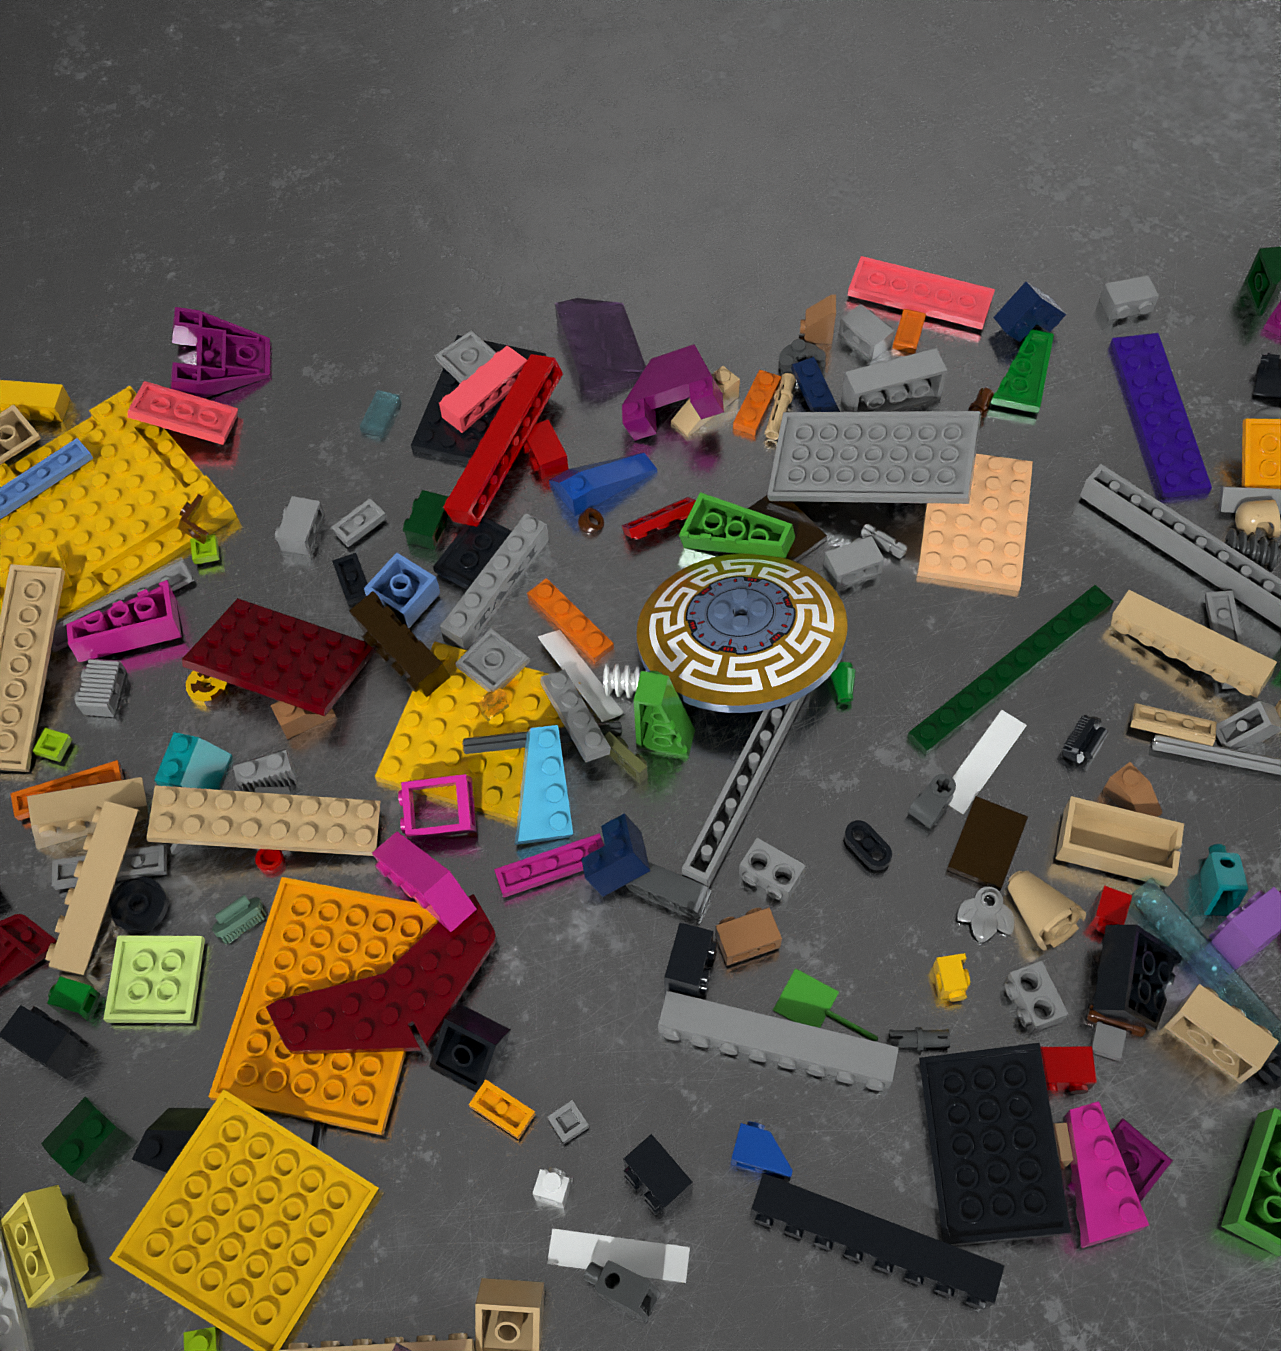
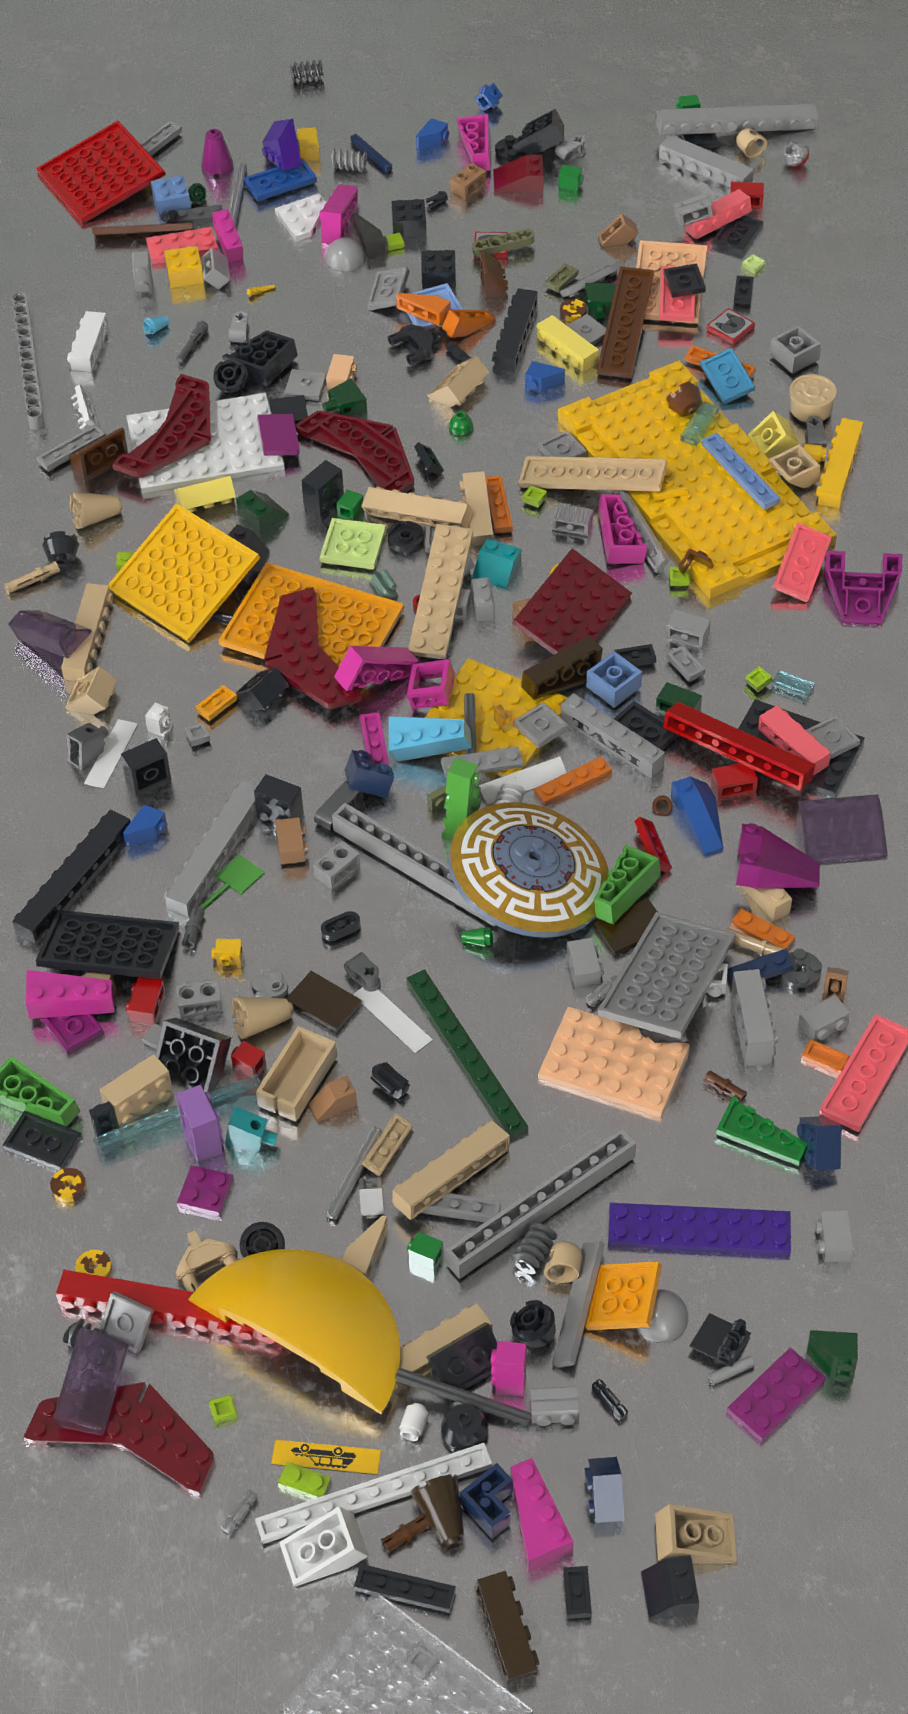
camera: 100 degrees right, 10 degrees down
(378, 443) = (758, 679): none -> lime plate

